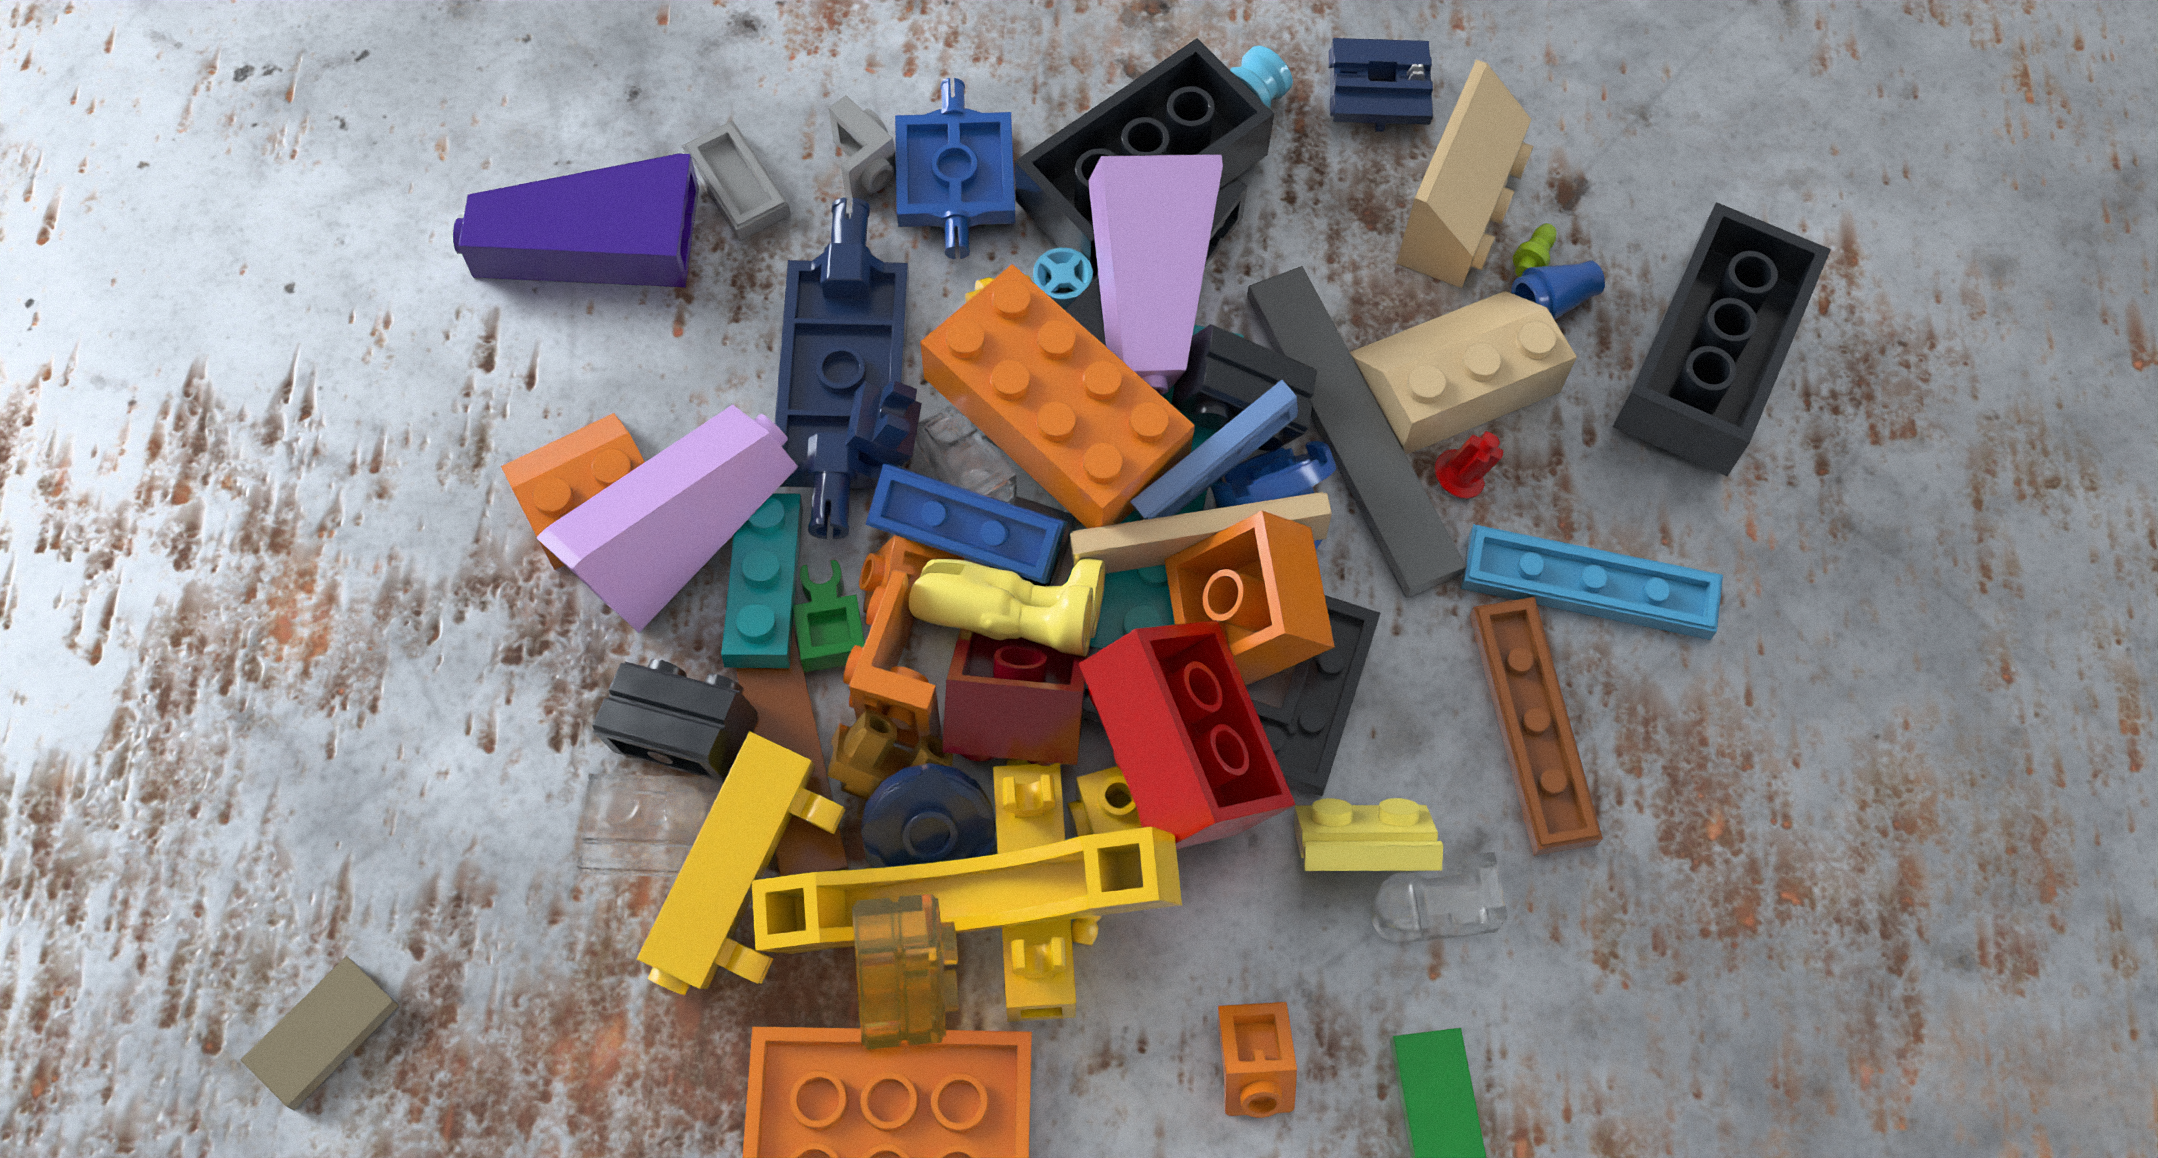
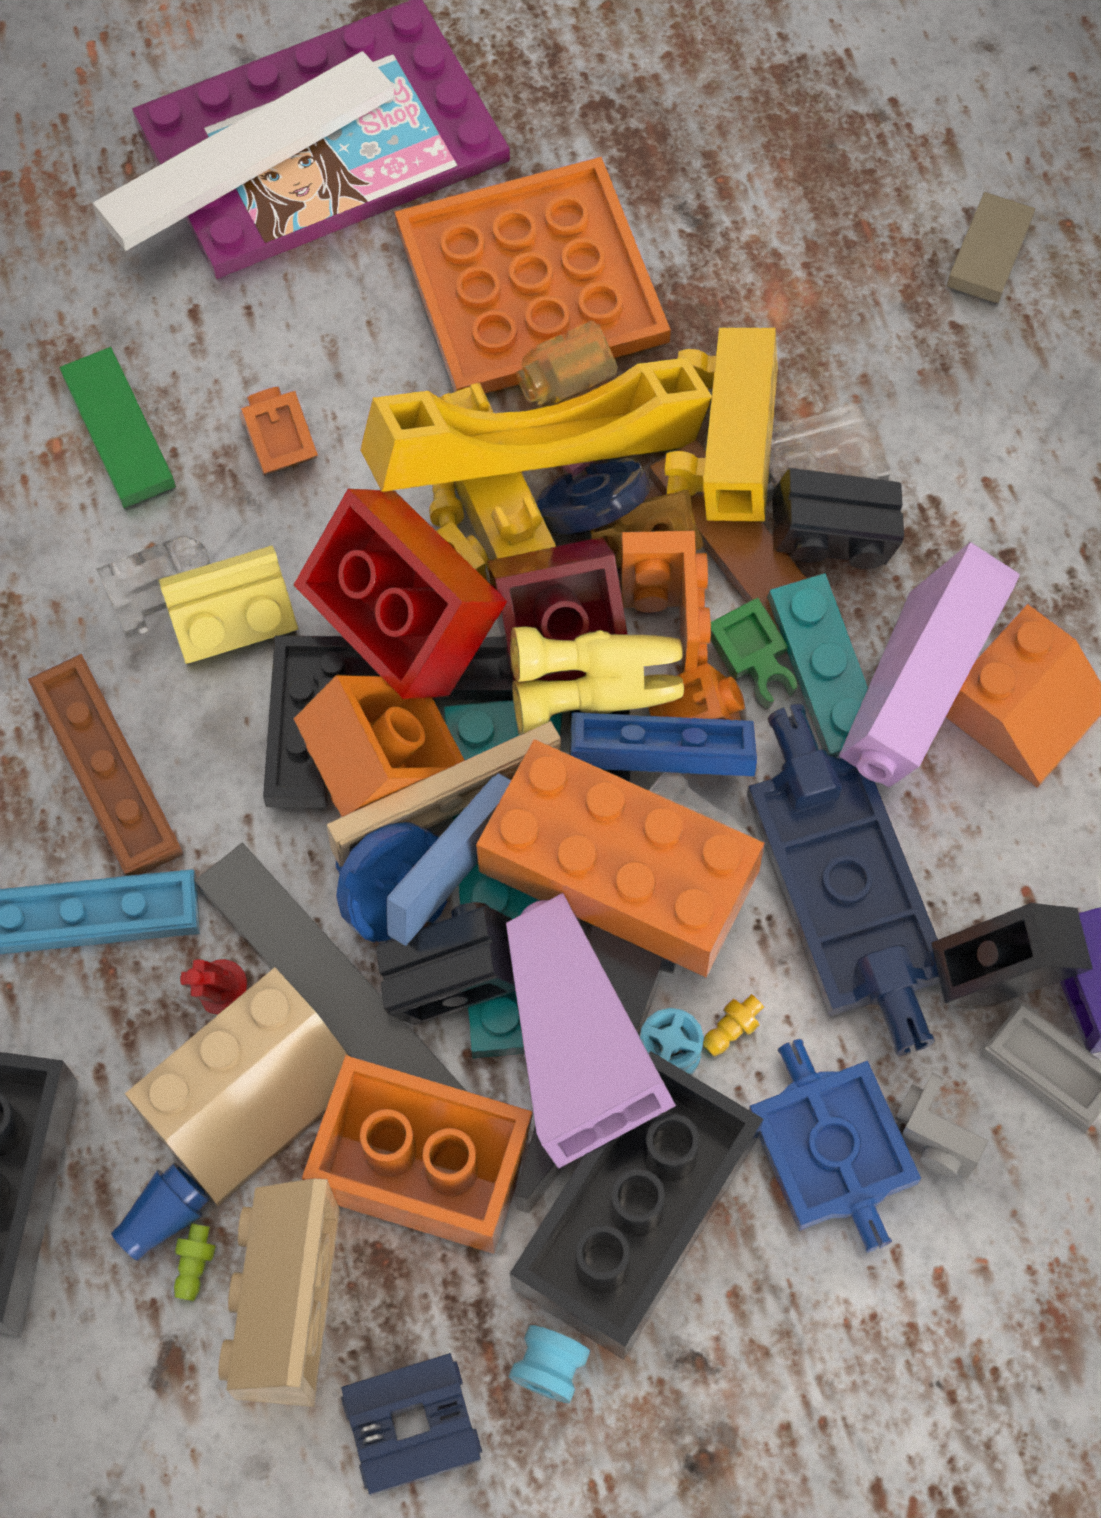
camera: 165 degrees right, 0 degrees up
(733, 230) = (1011, 955): none -> black brick
(884, 421) = (778, 815): dark blue tile -> none
(1326, 236) = (420, 1153): none -> orange slope

